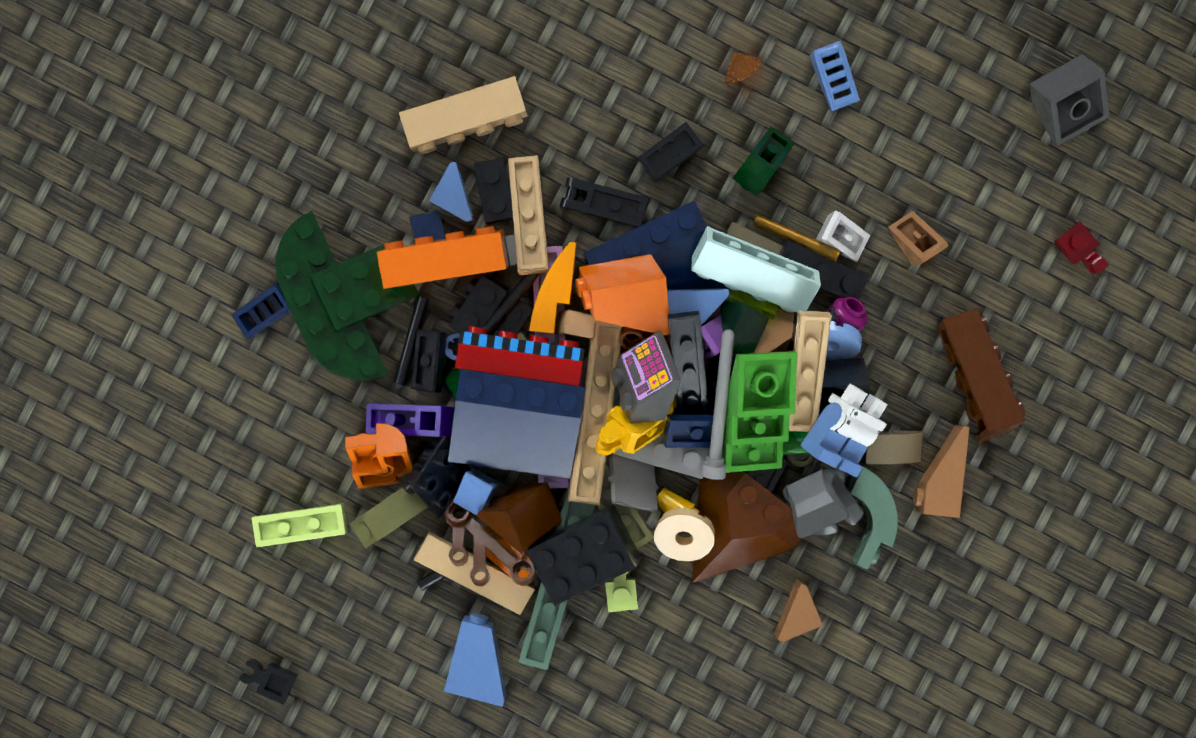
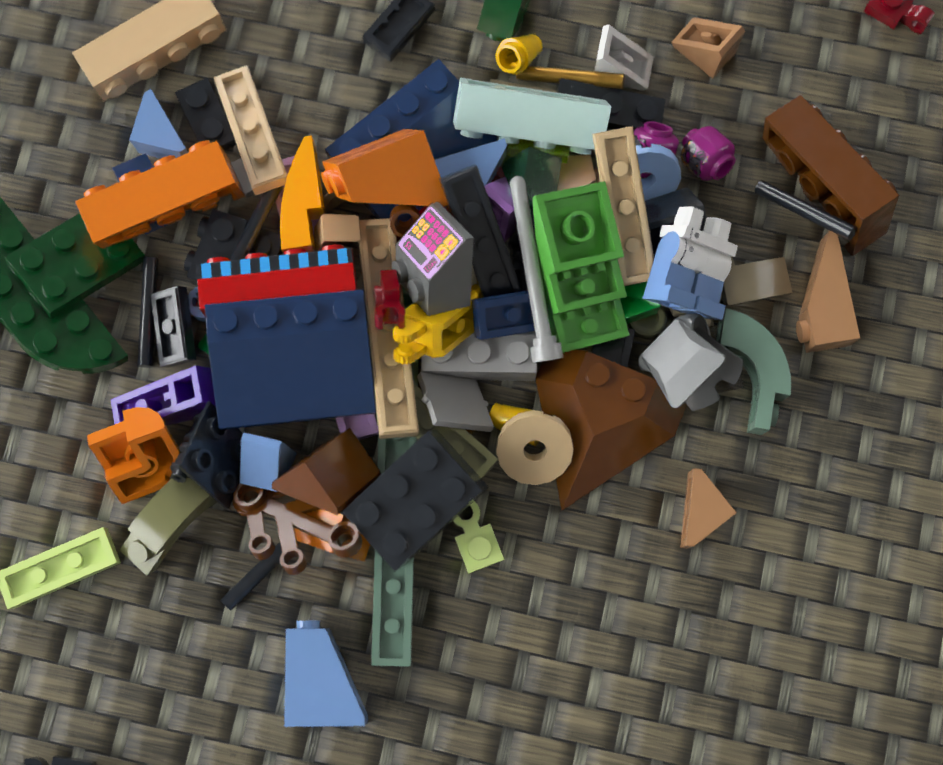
camera: 10 degrees left, 10 degrees down
(500, 588) = (320, 578): tan tile -> none
(603, 399) = (387, 301): none -> dark red plate
(604, 202) = (335, 95): black plate -> none
(760, 208) = (517, 53): none -> yellow cone
(888, 333) = (707, 153): none -> magenta head
(950, 402) = (806, 210): none -> black bar

